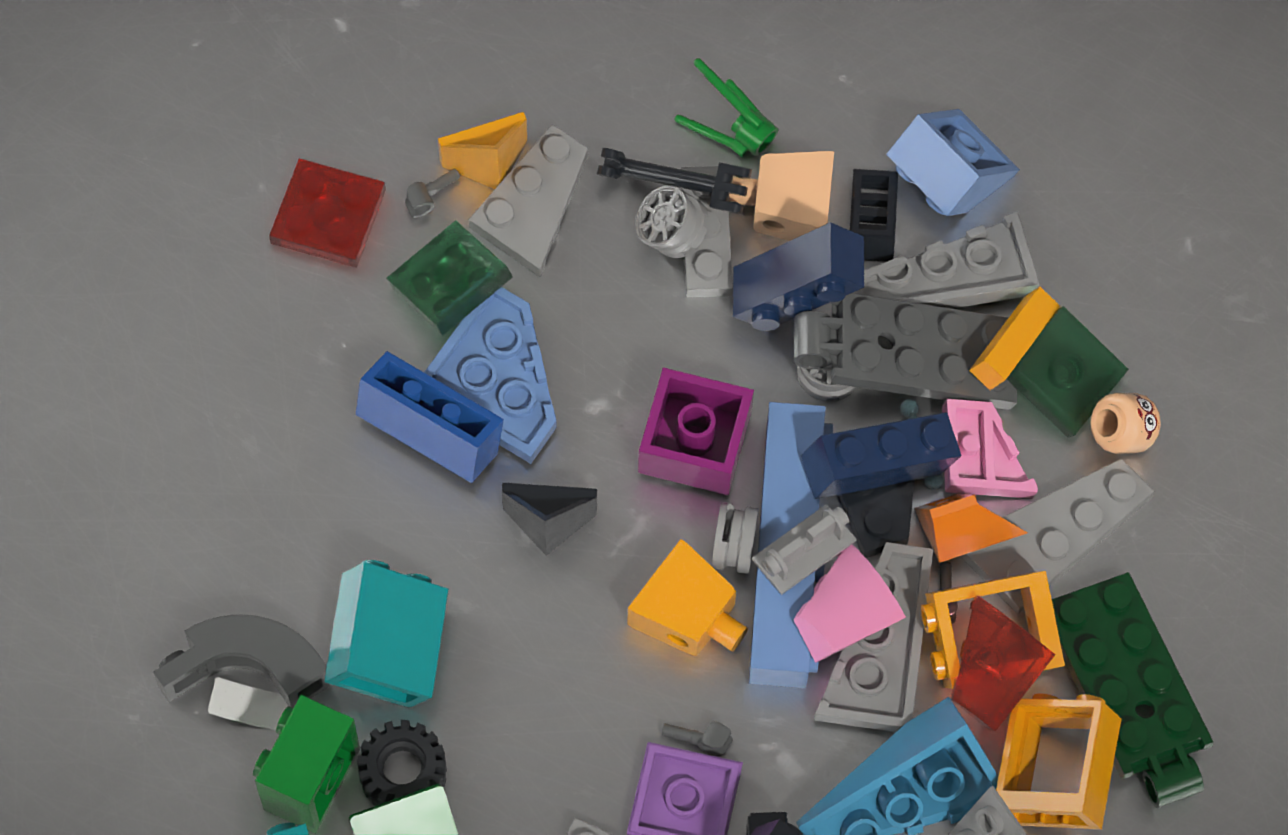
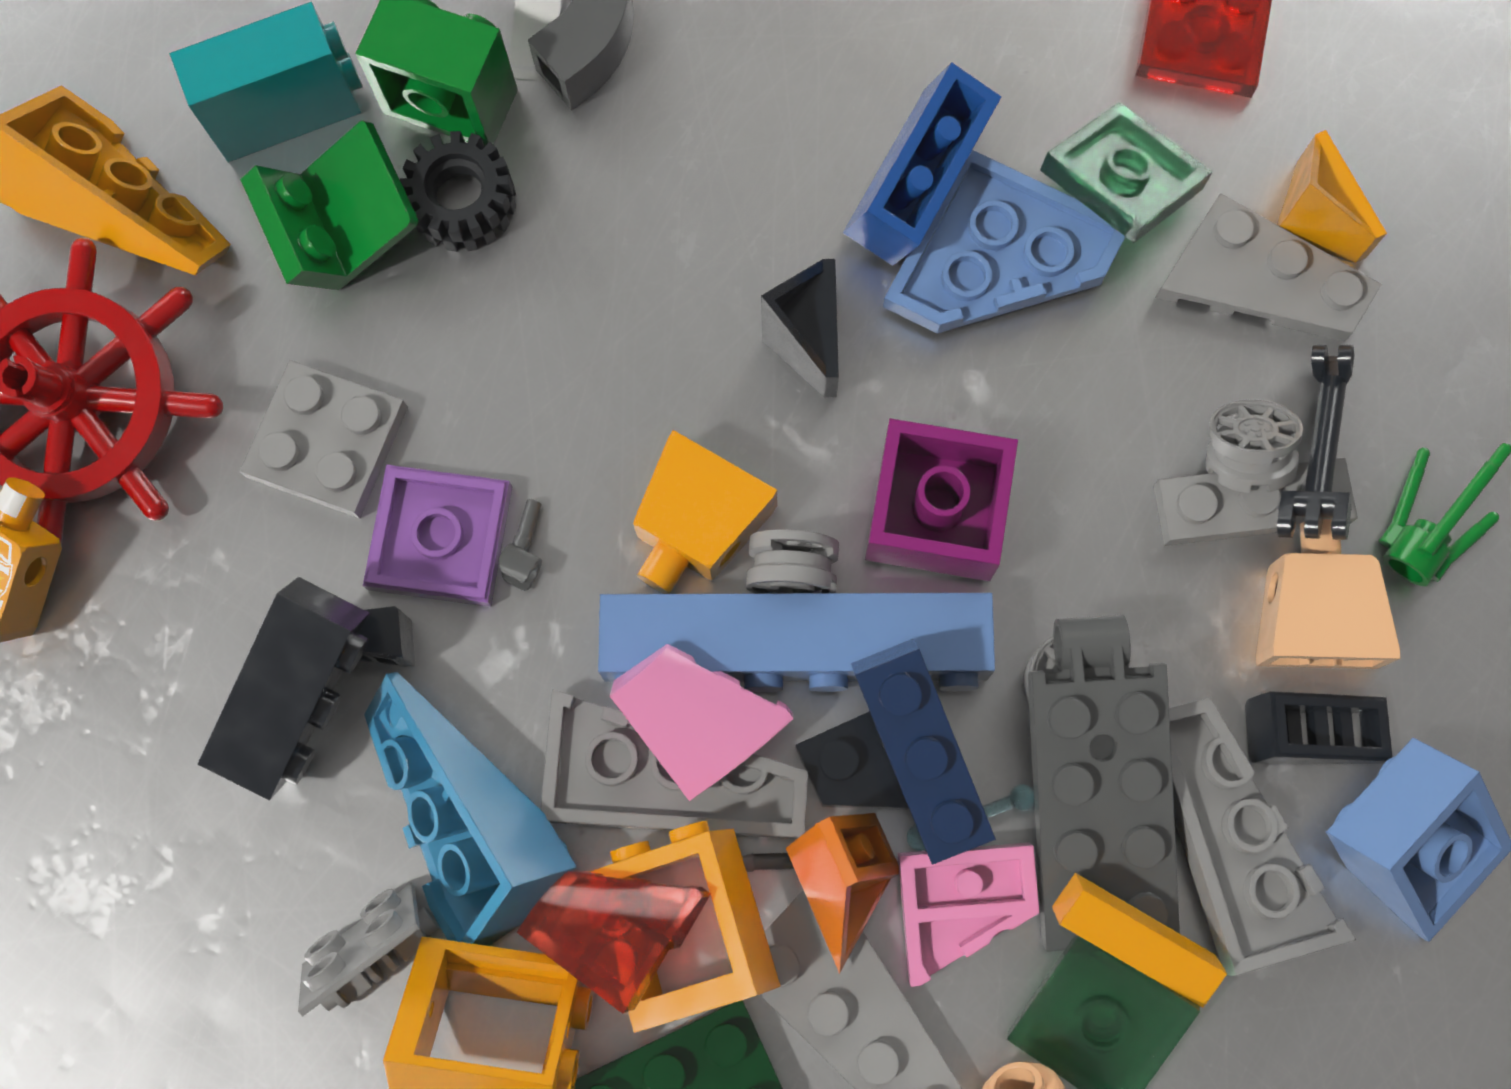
camera: 90 degrees right, 10 degrees up
(386, 634) = (617, 144): teal brick -> none
(419, 195) = (1248, 130): dark grey hand -> none
(798, 276) = (1183, 617): dark blue brick -> none
(805, 548) = (769, 650): light grey hinge -> none

